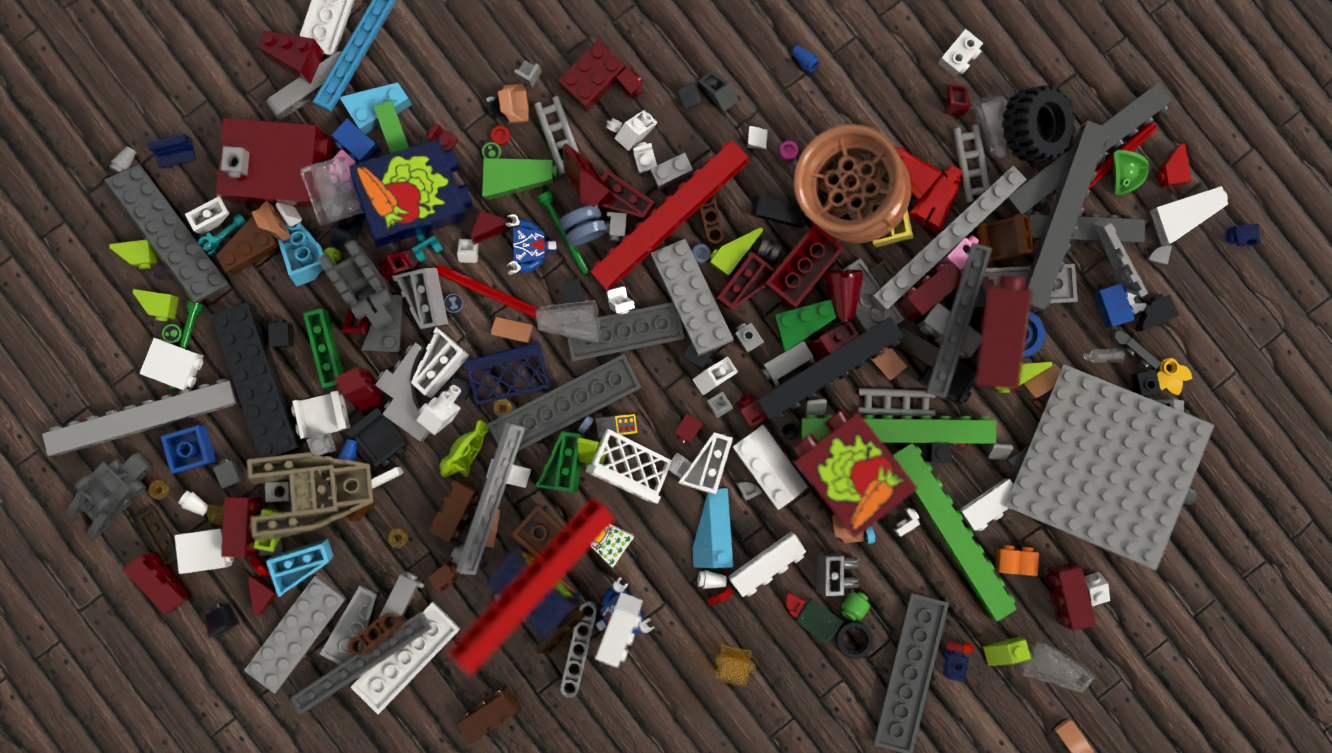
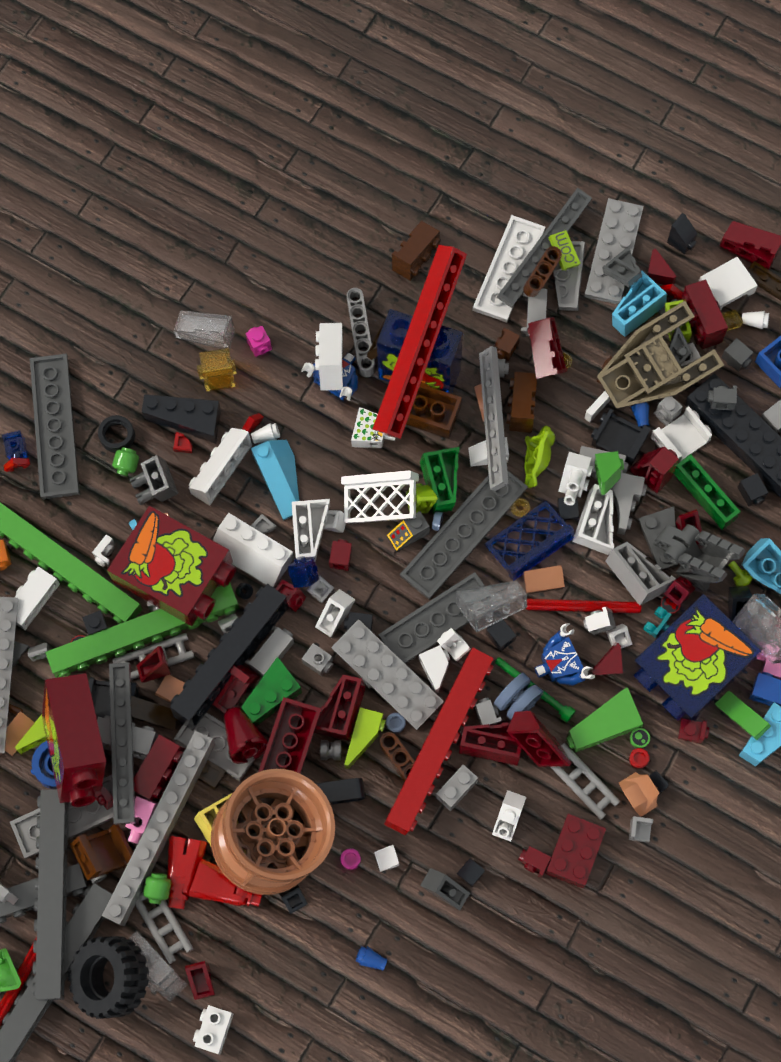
camera: 160 degrees right, 15 degrees down
(264, 427) = (723, 398): none -> dark grey brick
(280, 498) = (679, 346): none -> dark grey piece
(295, 606) = (623, 268): none -> dark grey wing
(342, 658) = (569, 257): none -> lime tile
(406, 401) = (608, 470): none -> bright green slope
(408, 550) = (546, 348): none -> wedge
(453, 303) = (609, 582): tile -> none
(479, 267) = (599, 621): none -> brick
(614, 125) = (531, 811): white plate -> none
(644, 157) = (489, 792): white bracket -> none
(644, 288) = (435, 666): none -> white slope
(681, 680) = (258, 341): none -> dark pink brick
(729, 715) = (205, 329): none -> clear wedge
(731, 421) = (303, 572): none -> clear blue brick
(779, 629) = (184, 414): none -> black wedge
(819, 621) = (153, 437): clear green plate -> none
(900, 390) = (153, 666): none -> dark red slope
(968, 187) = (157, 888): none -> bright green head

